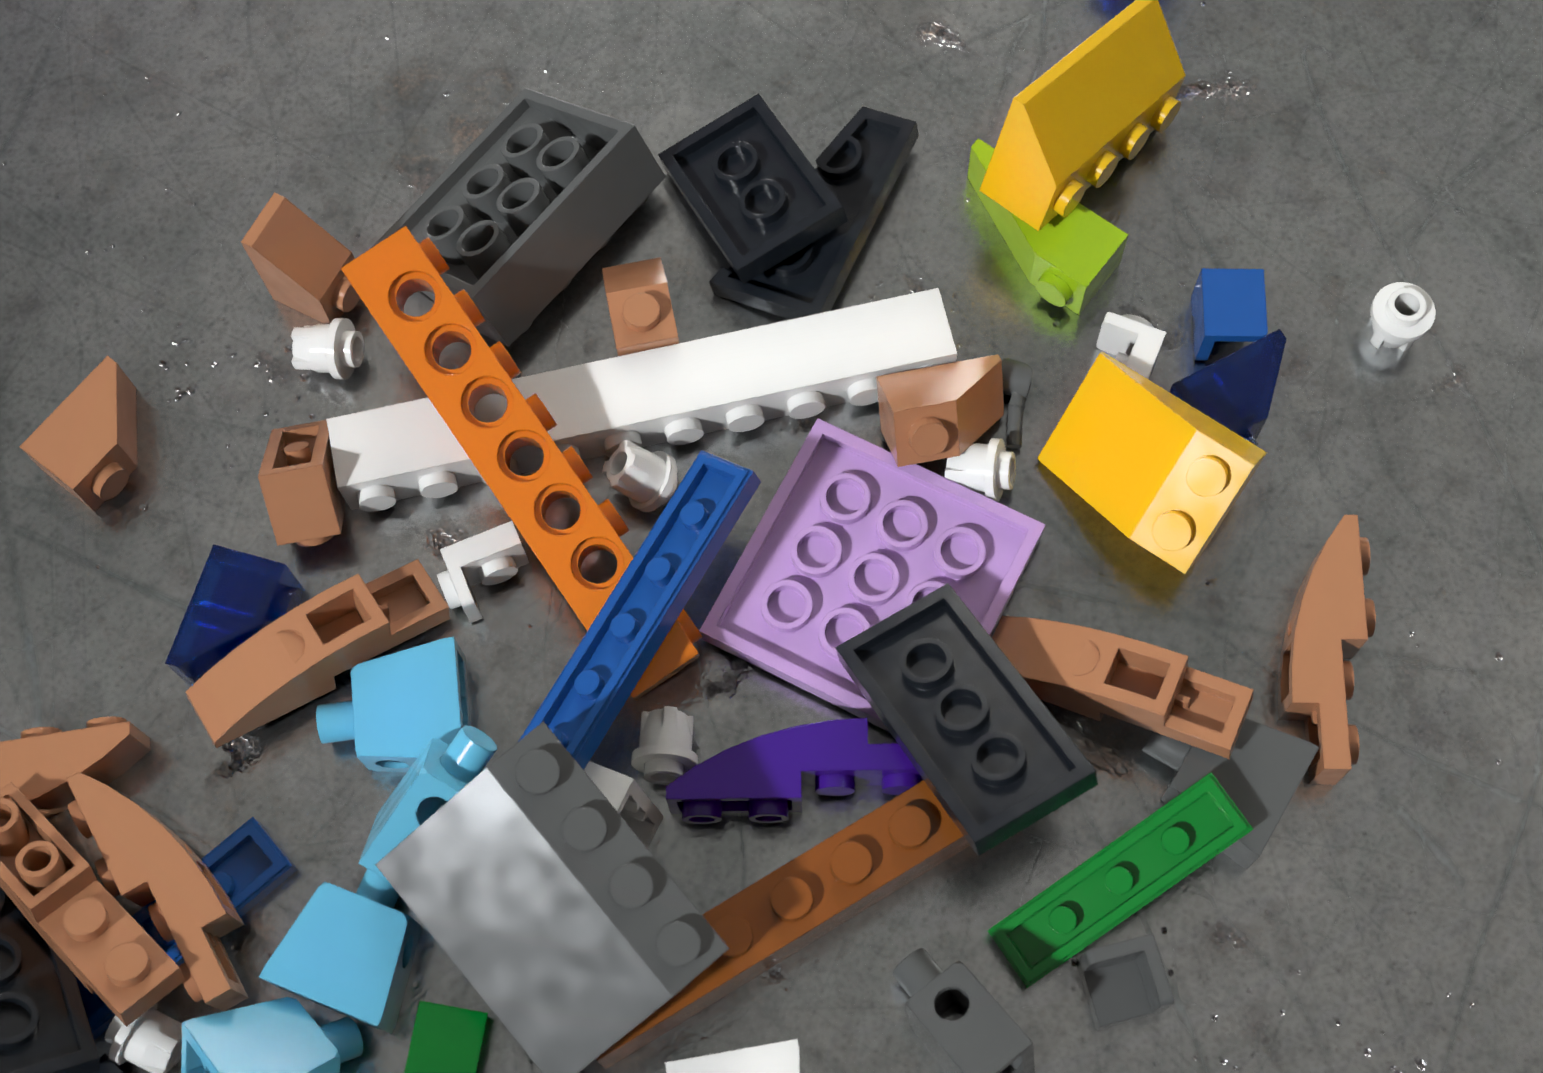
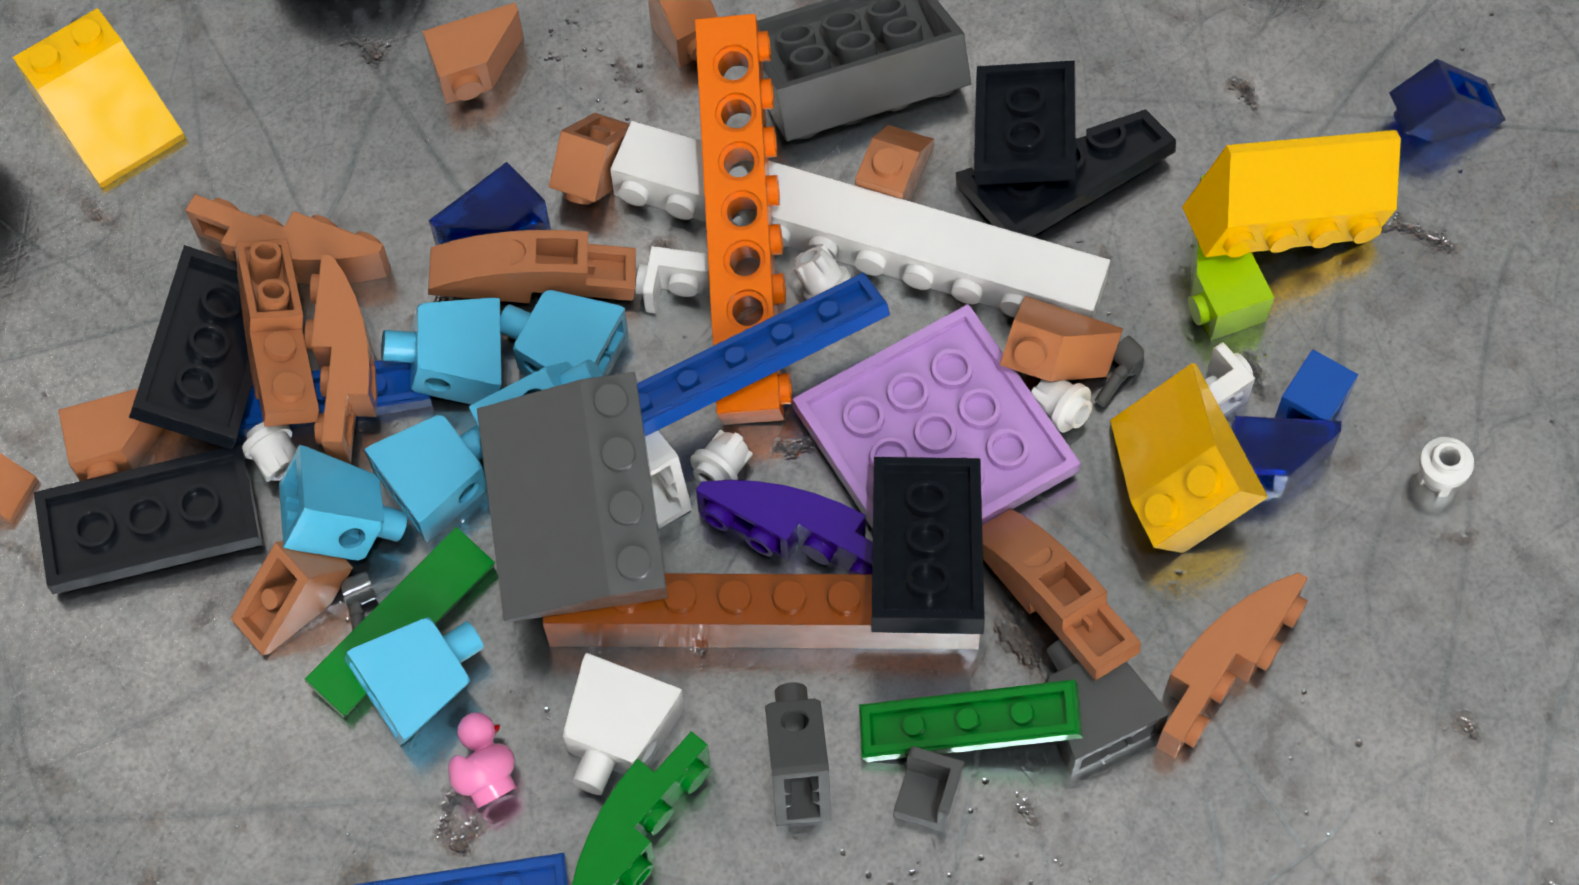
camera: 30 degrees right, 5 degrees down
(285, 797) = (451, 349): none -> medium azure torso
(328, 348) = (665, 77): white hose -> none

